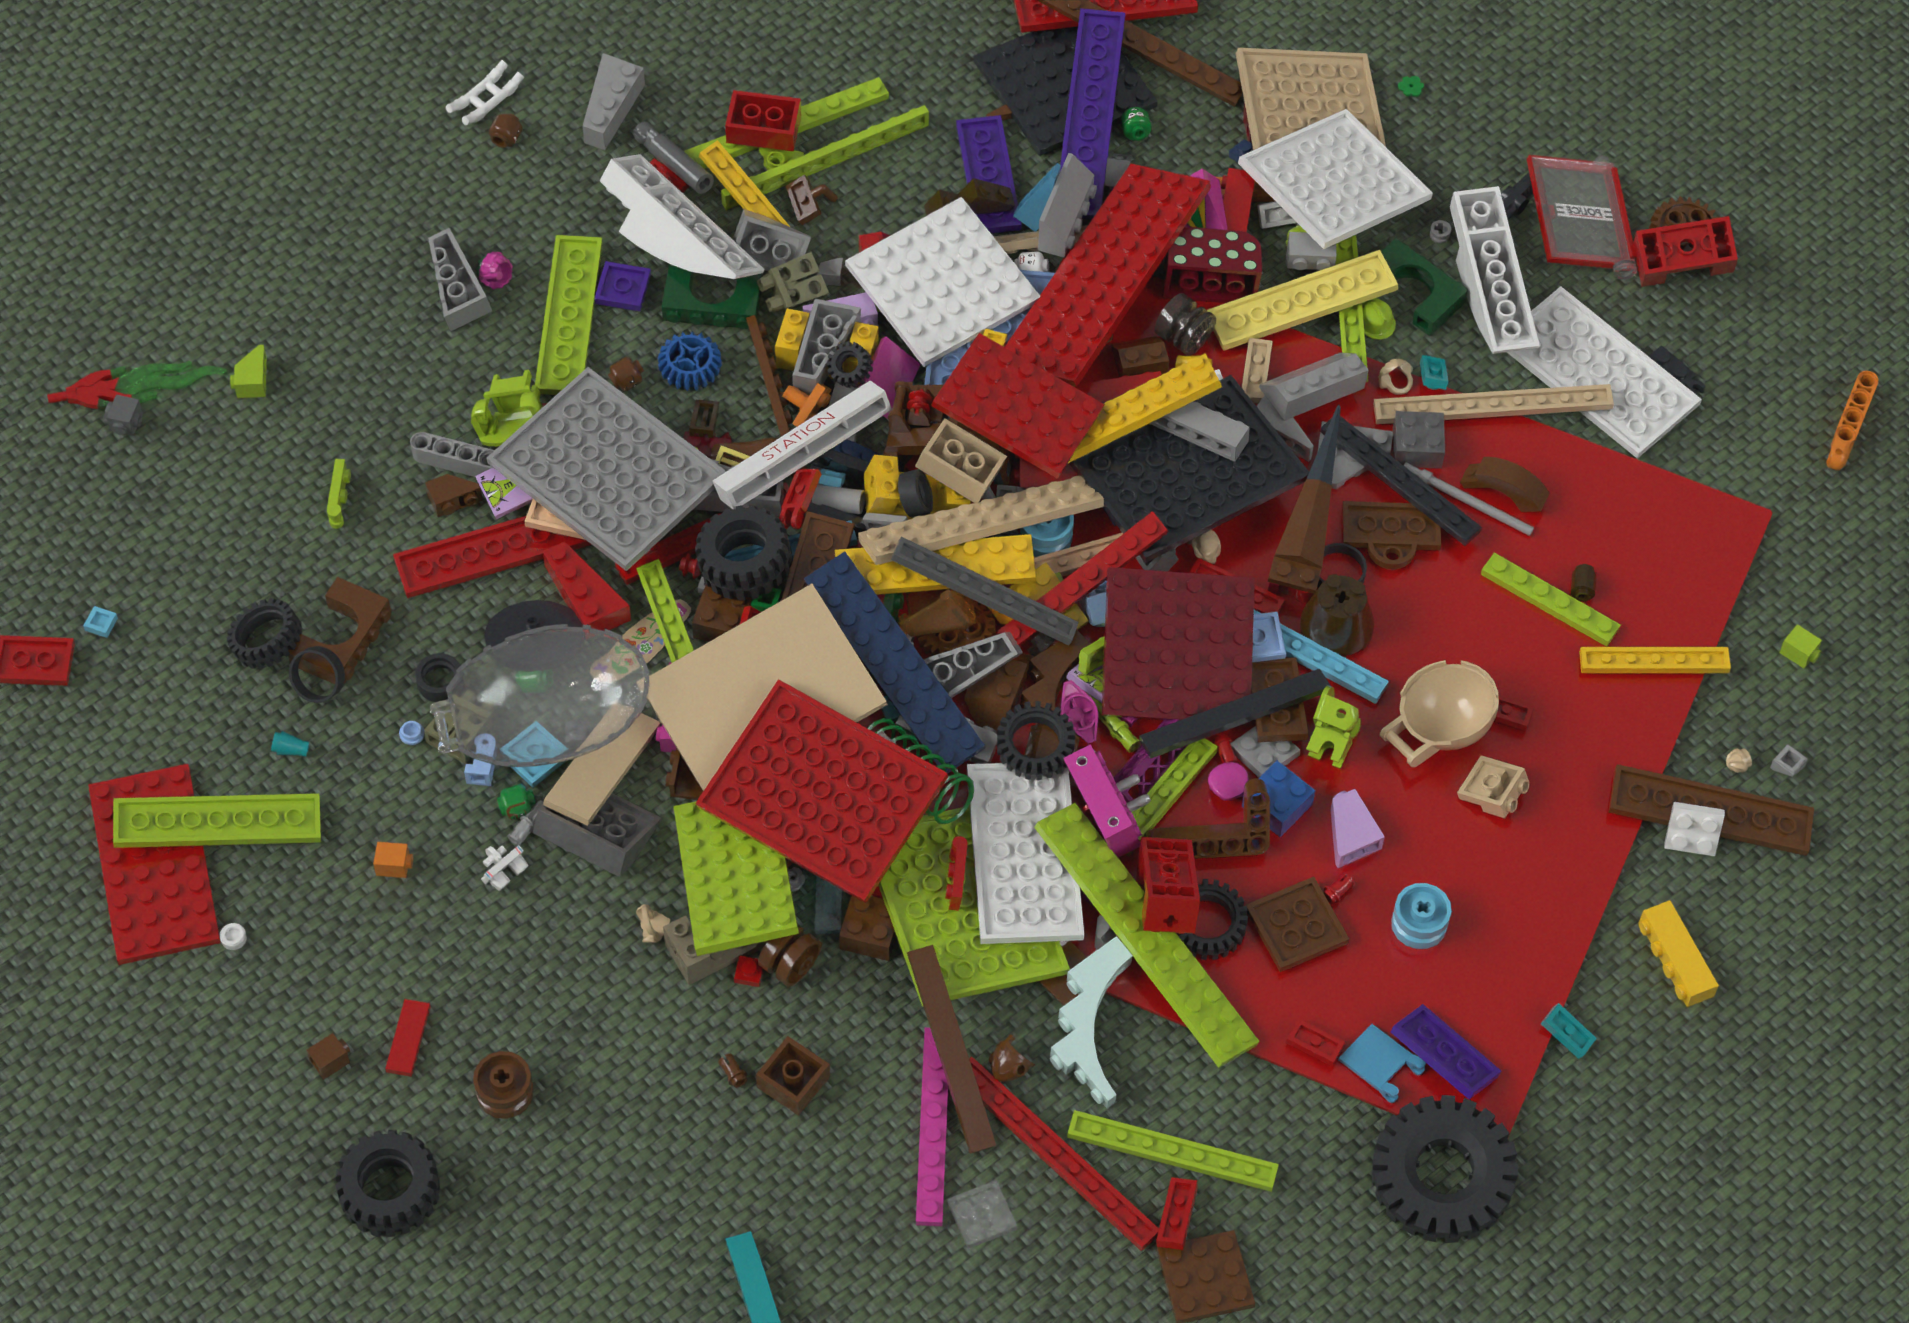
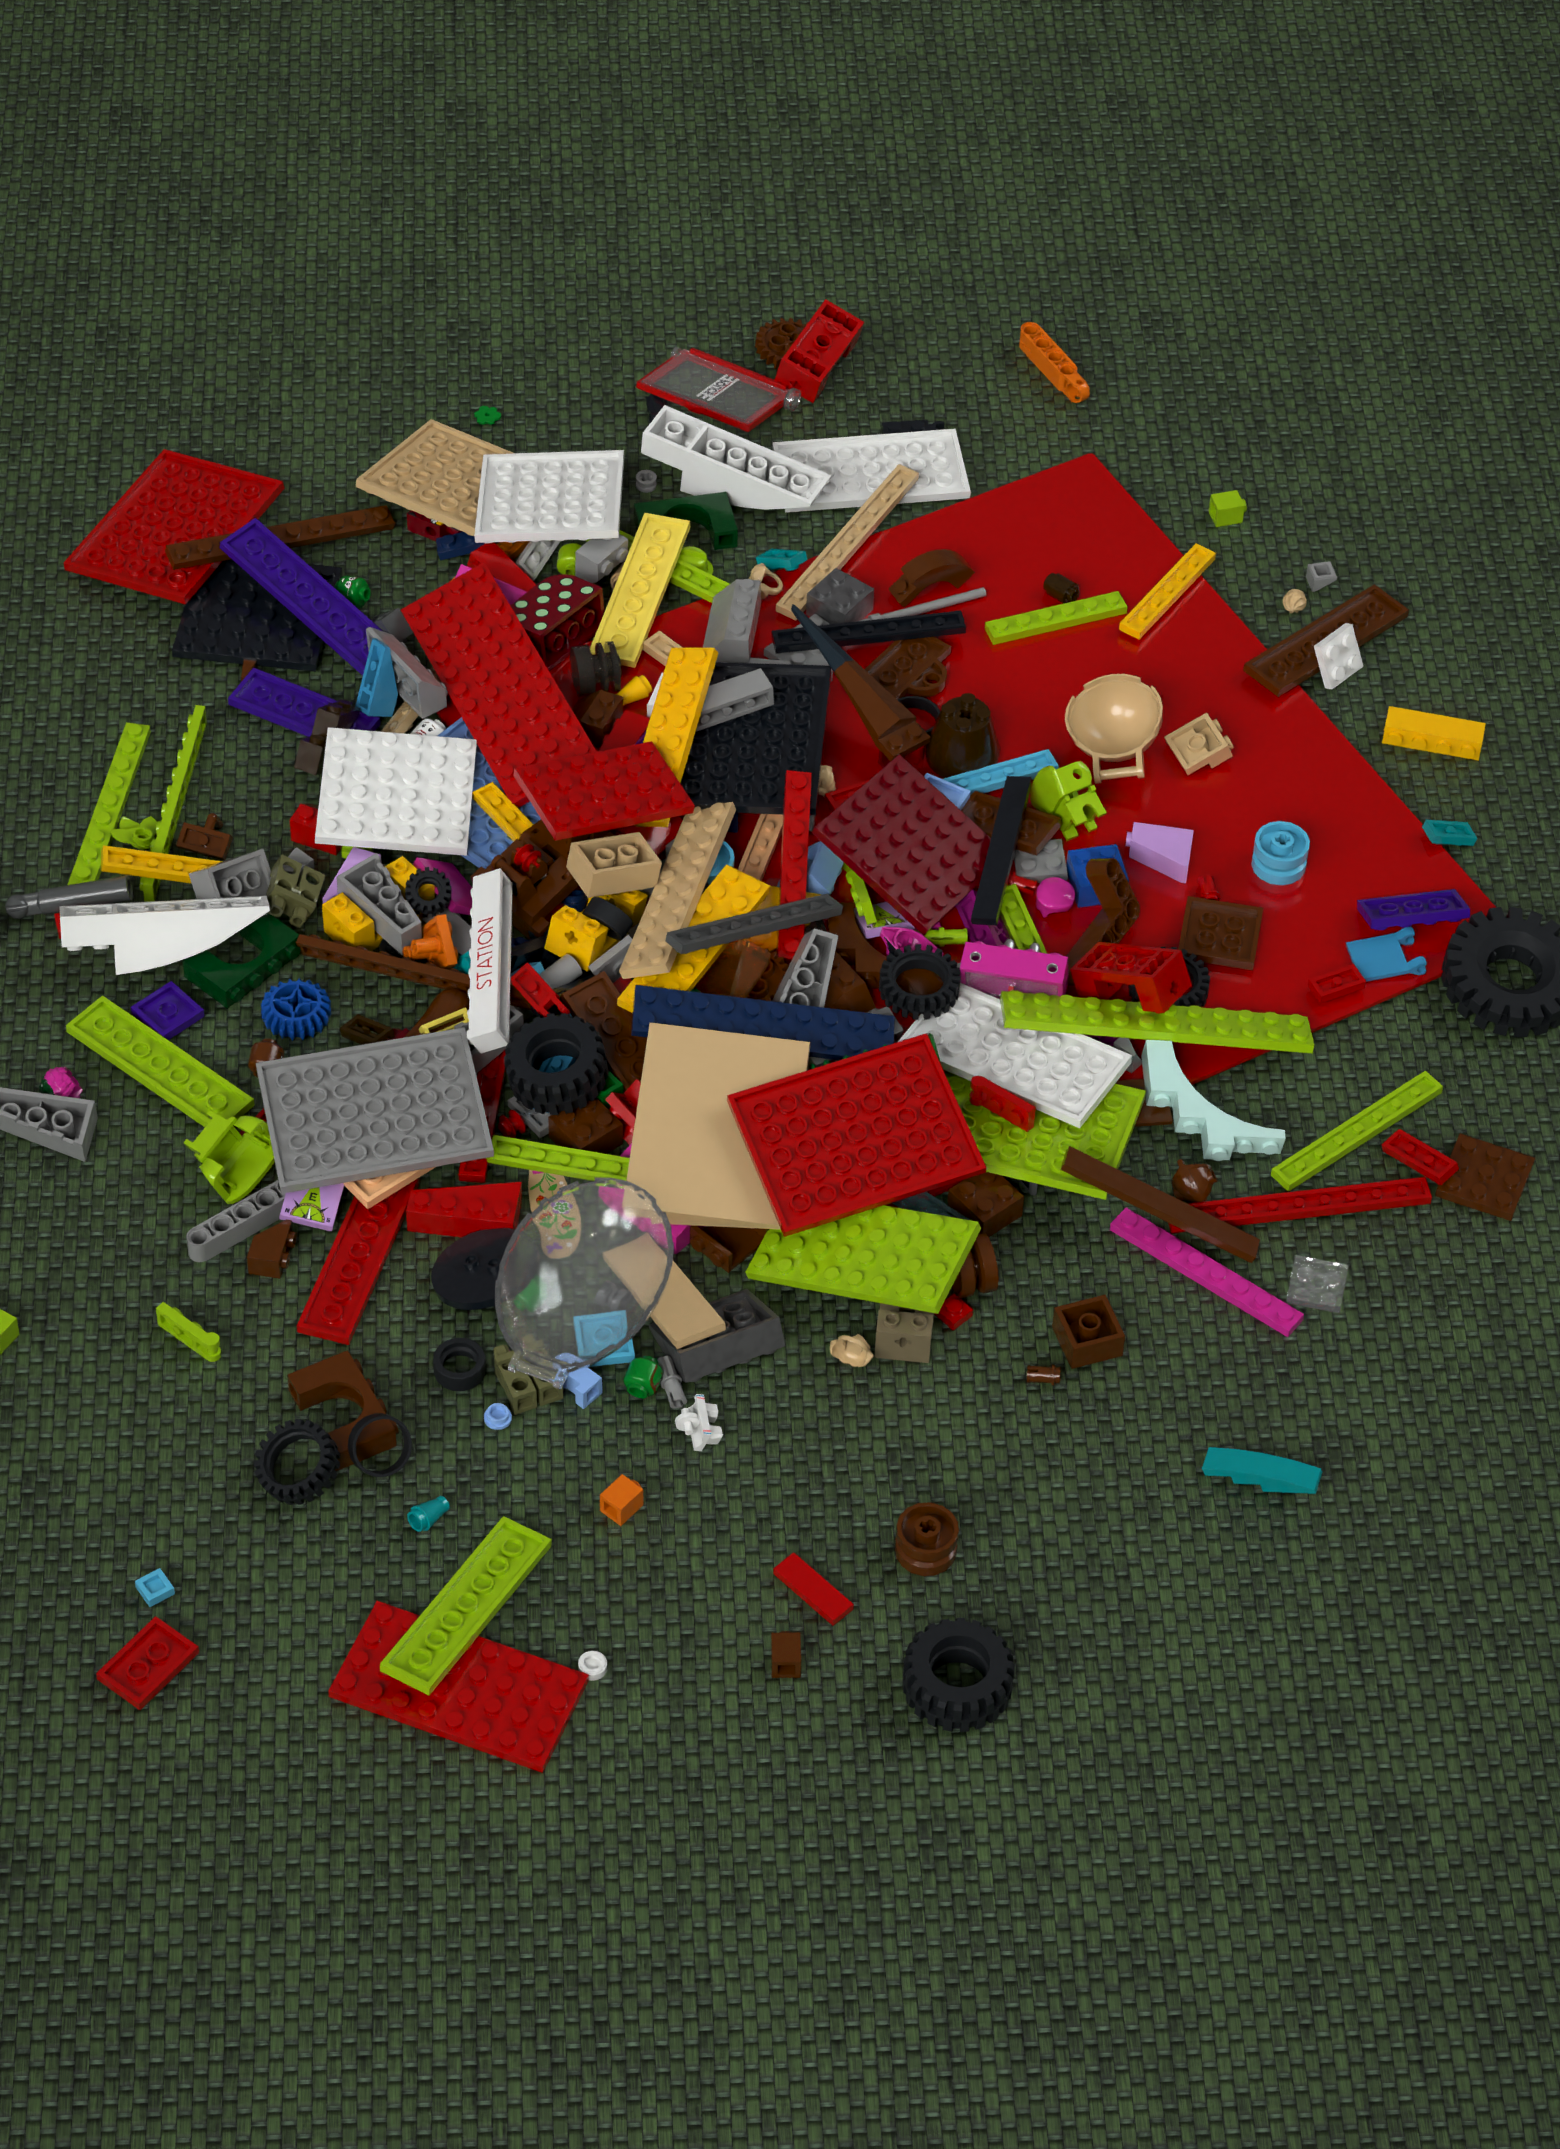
camera: 55 degrees left, 10 degrees down
(763, 120) = (103, 812): red brick -> none

